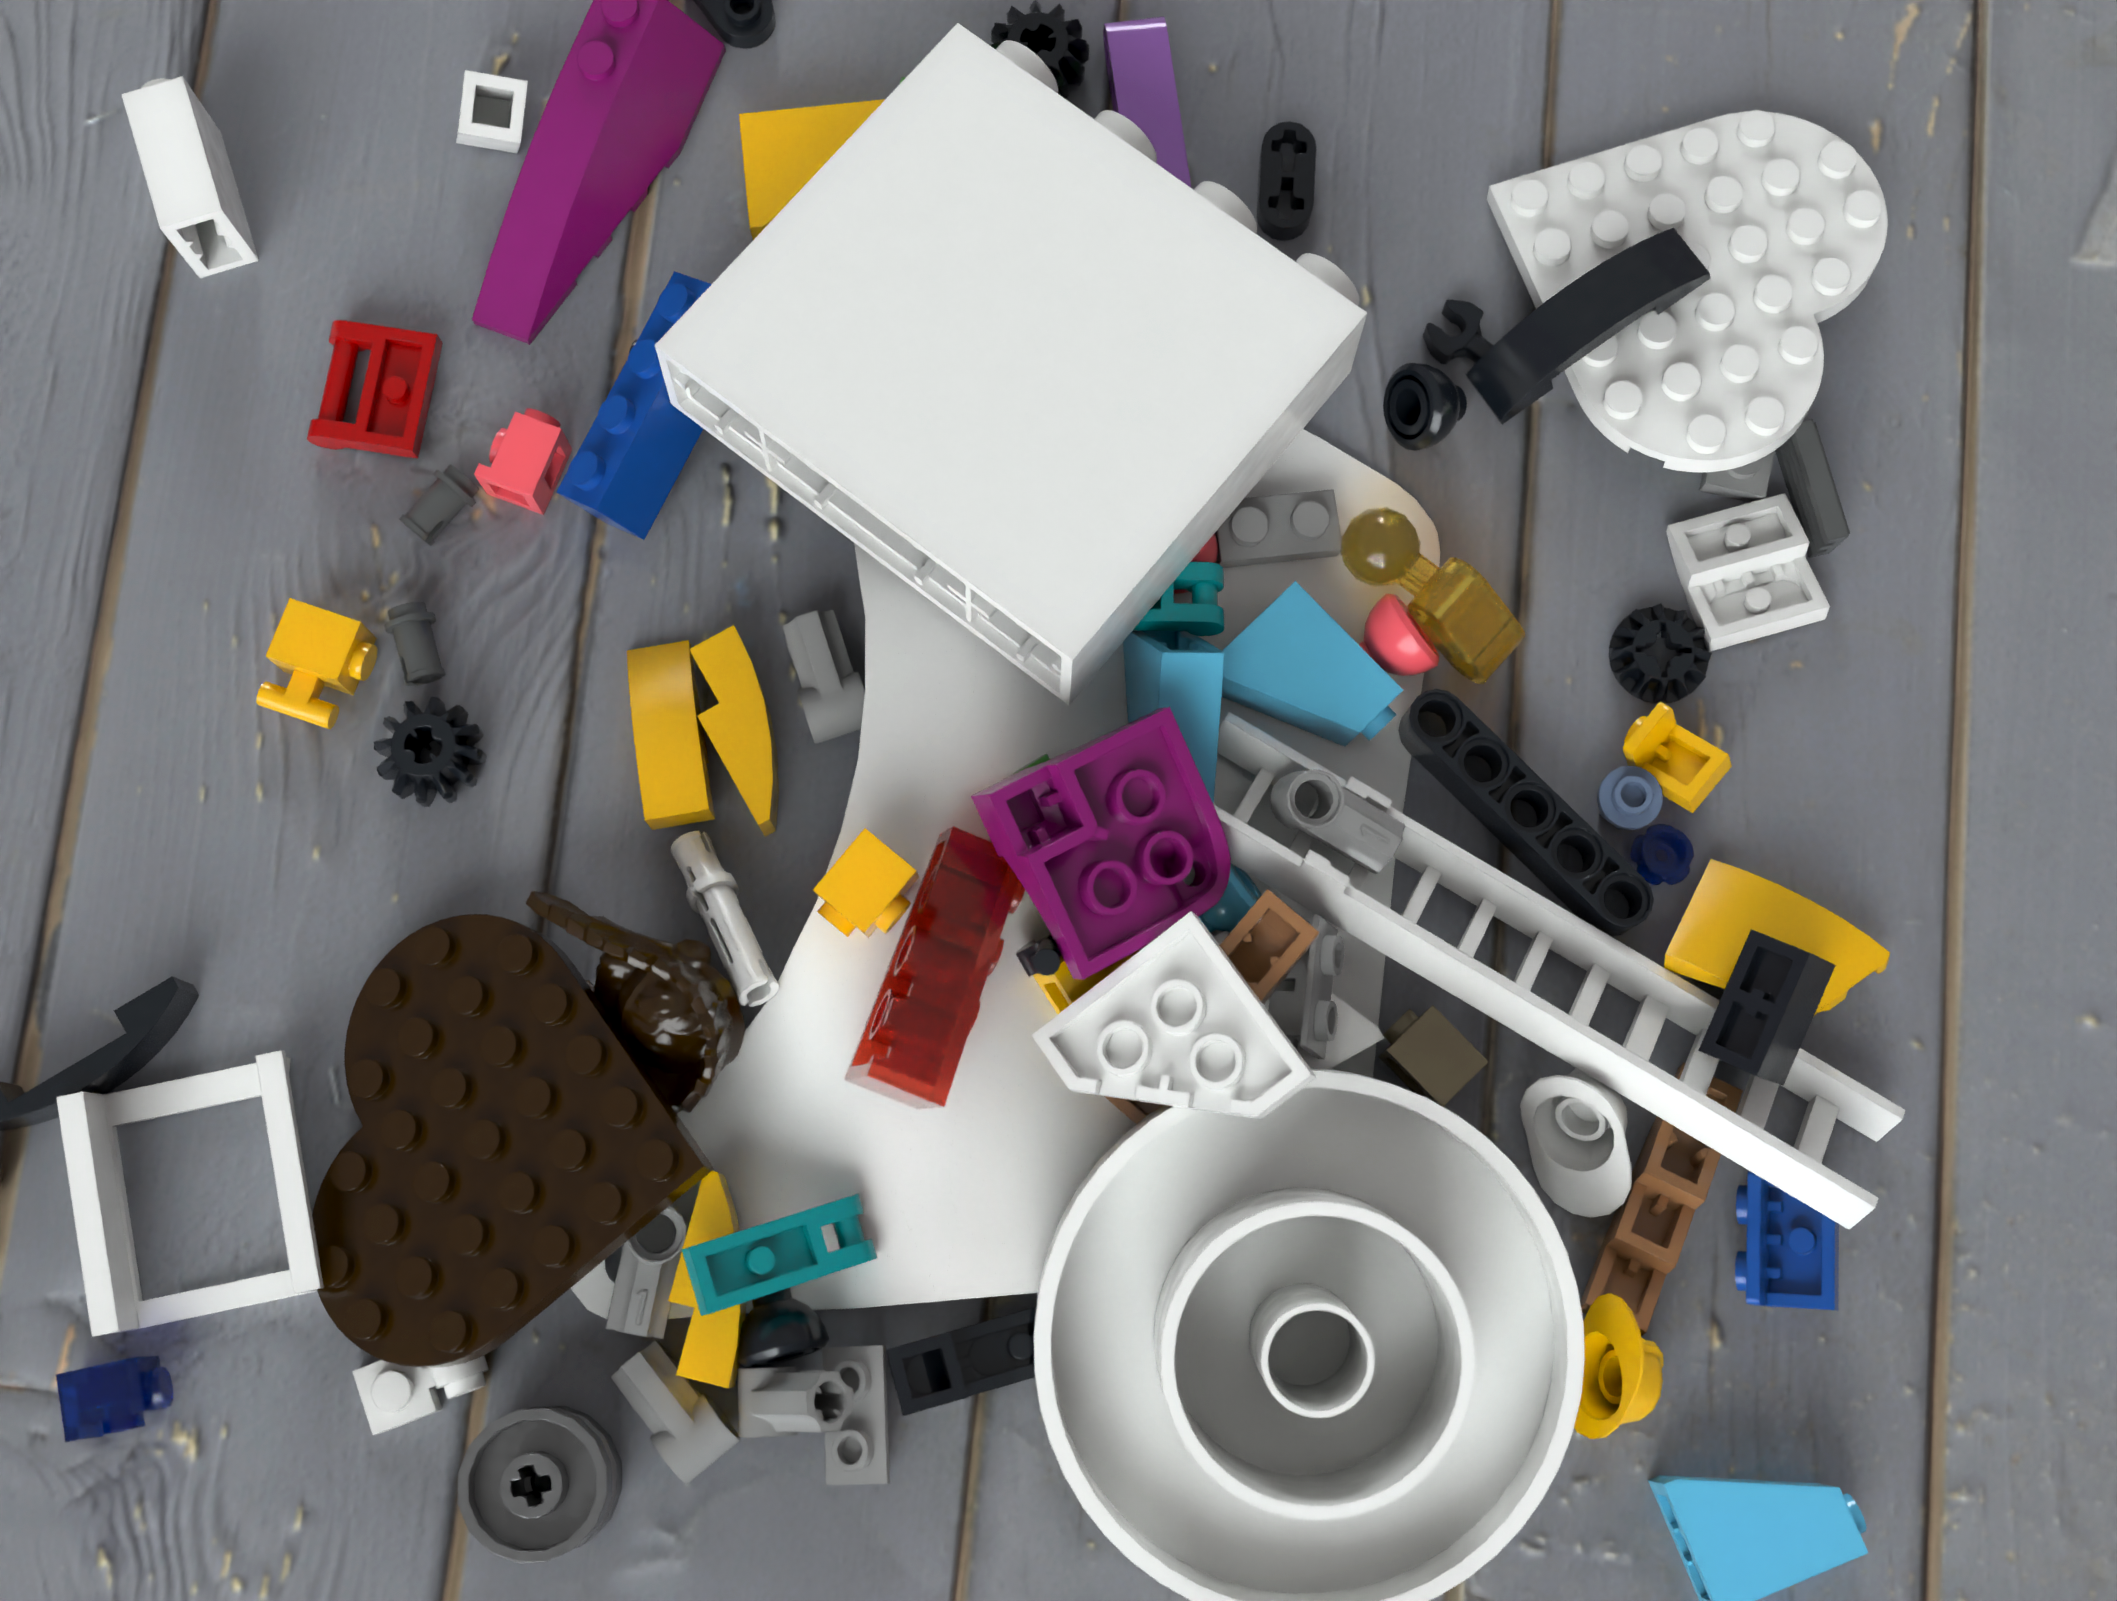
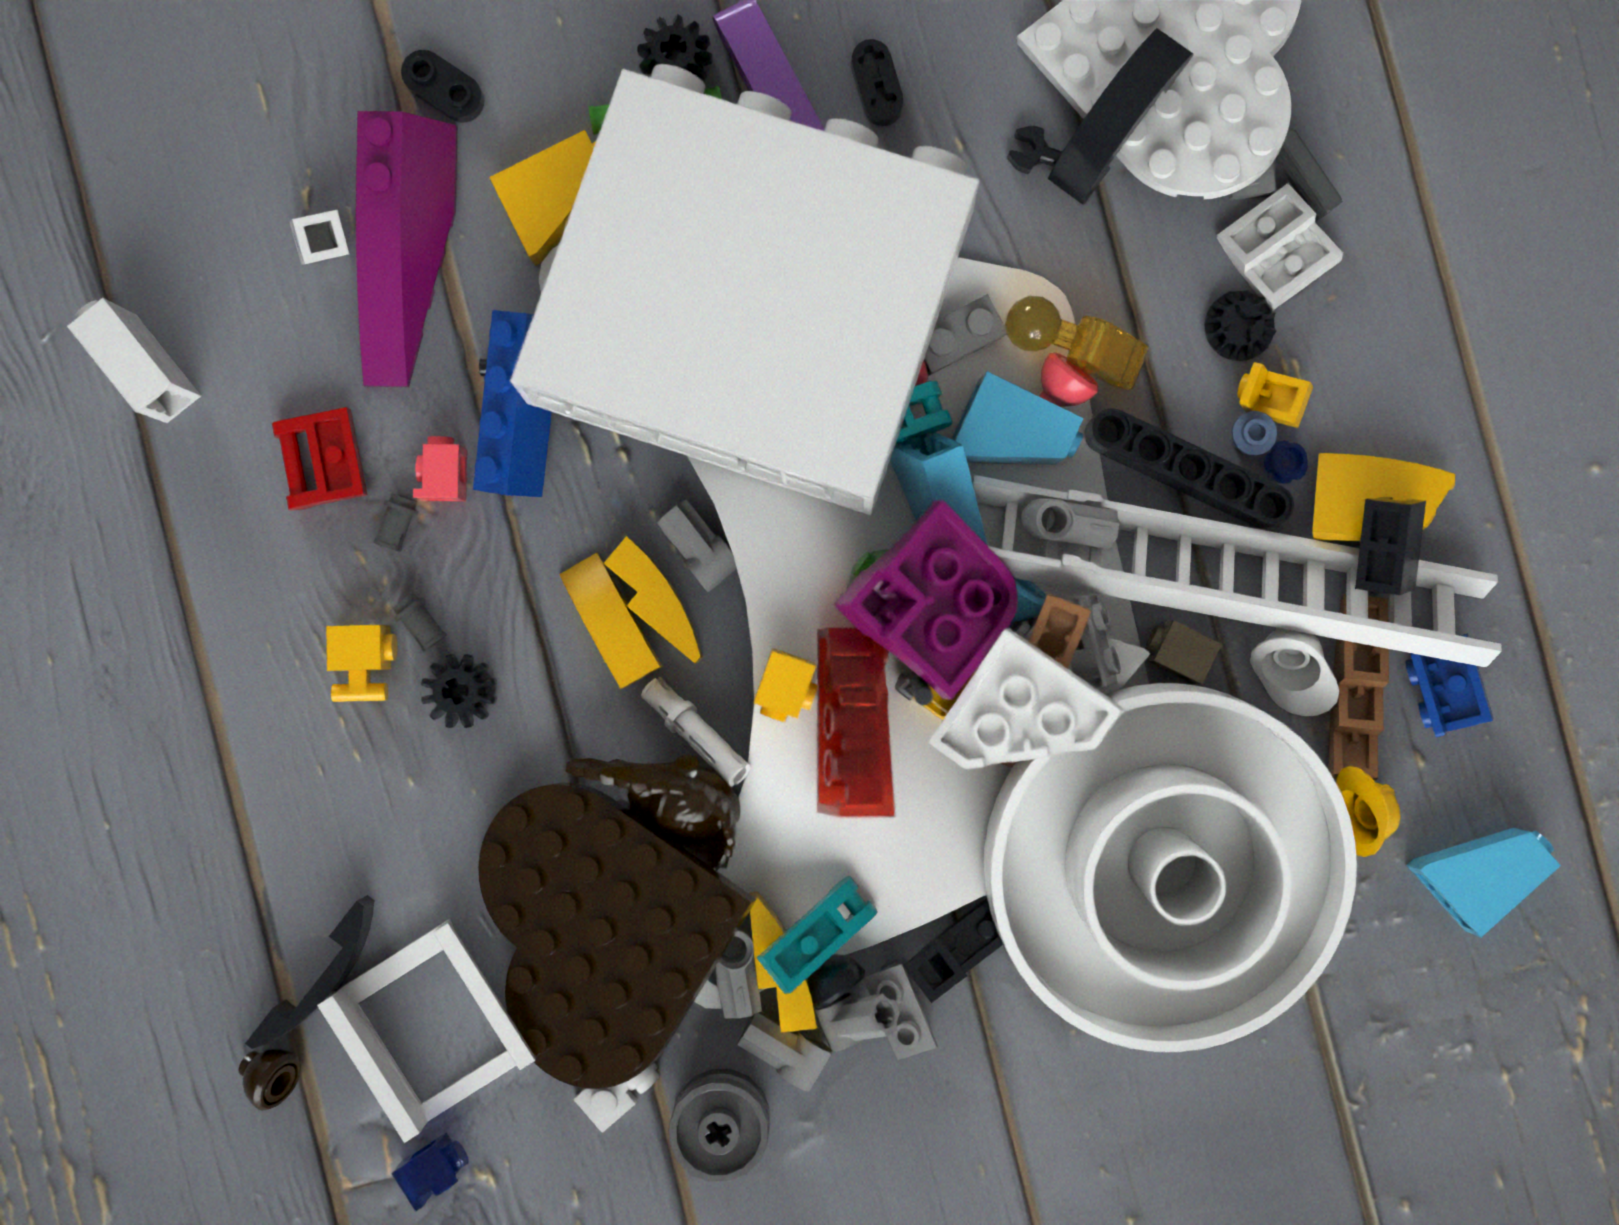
camera: 15 degrees left, 10 degrees up
(1422, 405) = (1026, 213): black brick -> none

